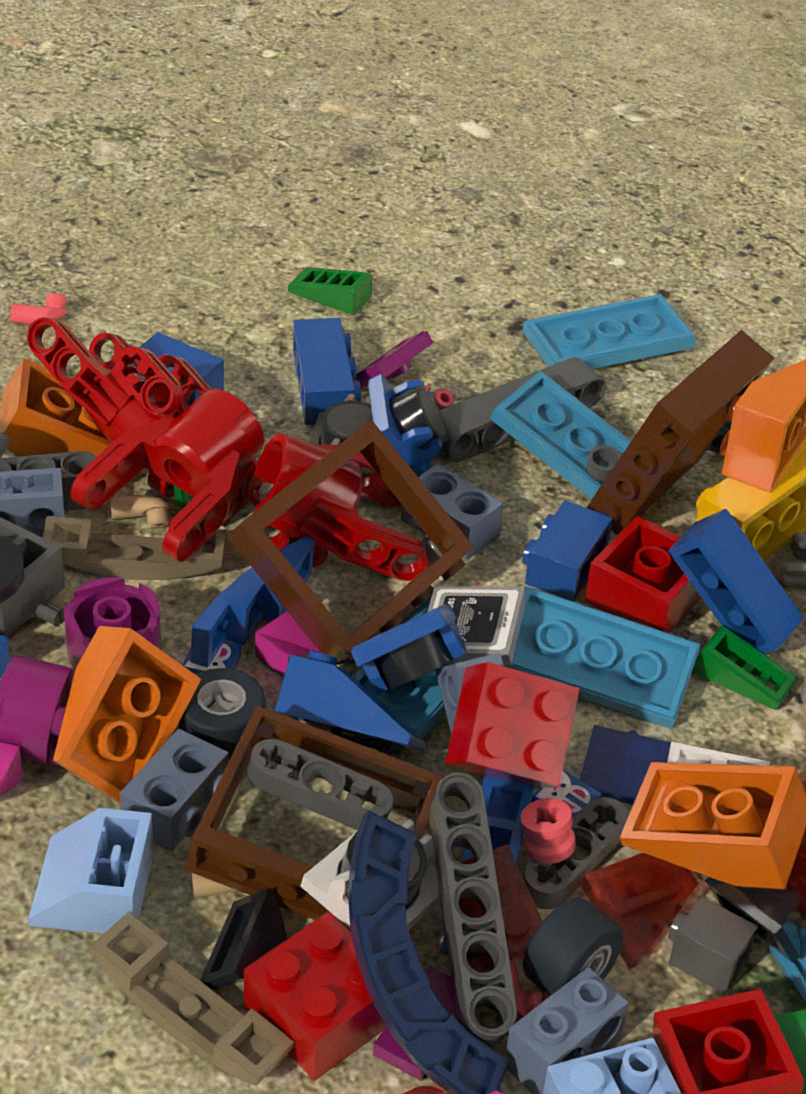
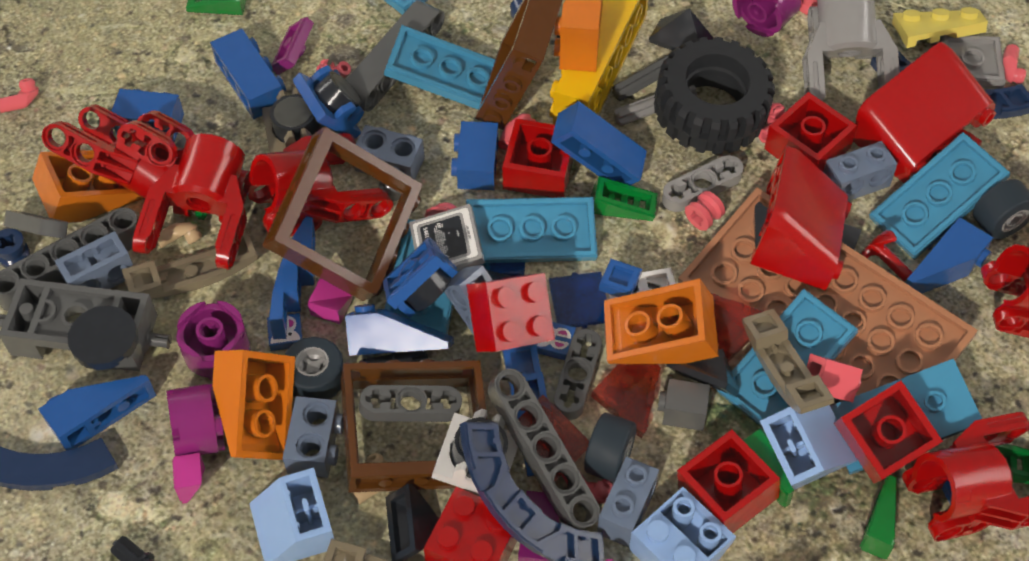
camera: 20 degrees left, 15 degrees up
(548, 830) = (559, 379): coral wheel -> none
(604, 454) = (481, 81): dark grey hinge -> none
(688, 744) = (620, 278): none -> blue tile

